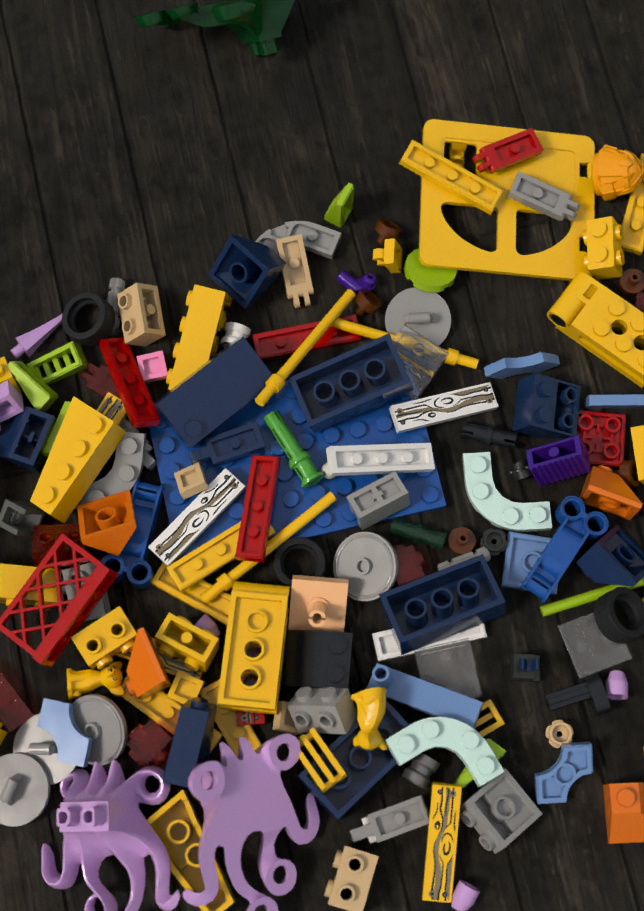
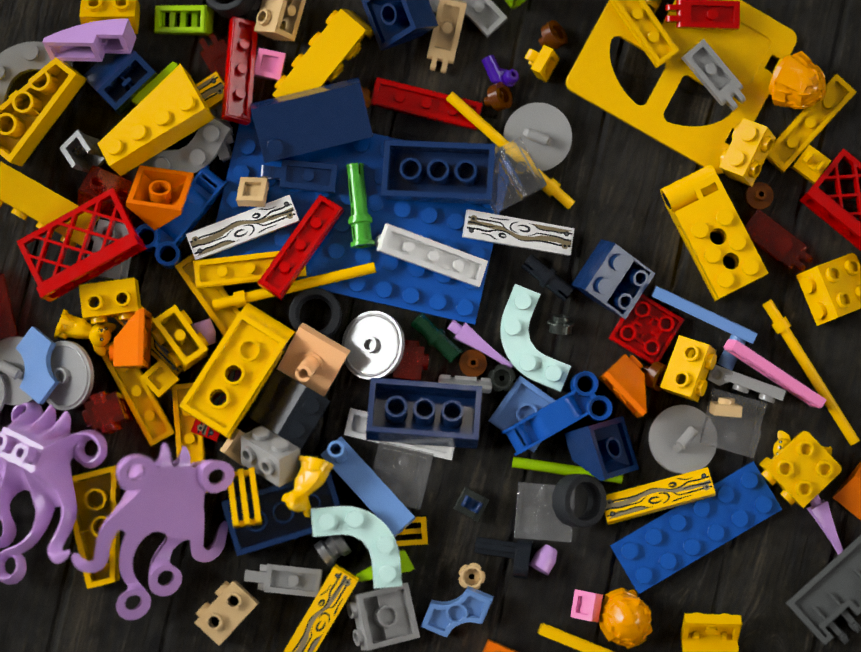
camera: 25 degrees right, 10 degrees up
(36, 390) = (151, 34): lime slope -> none
(190, 741) = (142, 427): dark blue slope -> none
(234, 331) = (359, 69): white wheel -> none
(277, 381) = (370, 139): yellow bar -> none
(378, 500) = (412, 291): light grey hinge -> none
(427, 278) = (564, 101): lime tile -> none
(446, 519) = (469, 337): none -> lavender piece
(528, 364) = (609, 227): medium blue tile -> none
(558, 460) = (596, 333): dark purple brick -> none

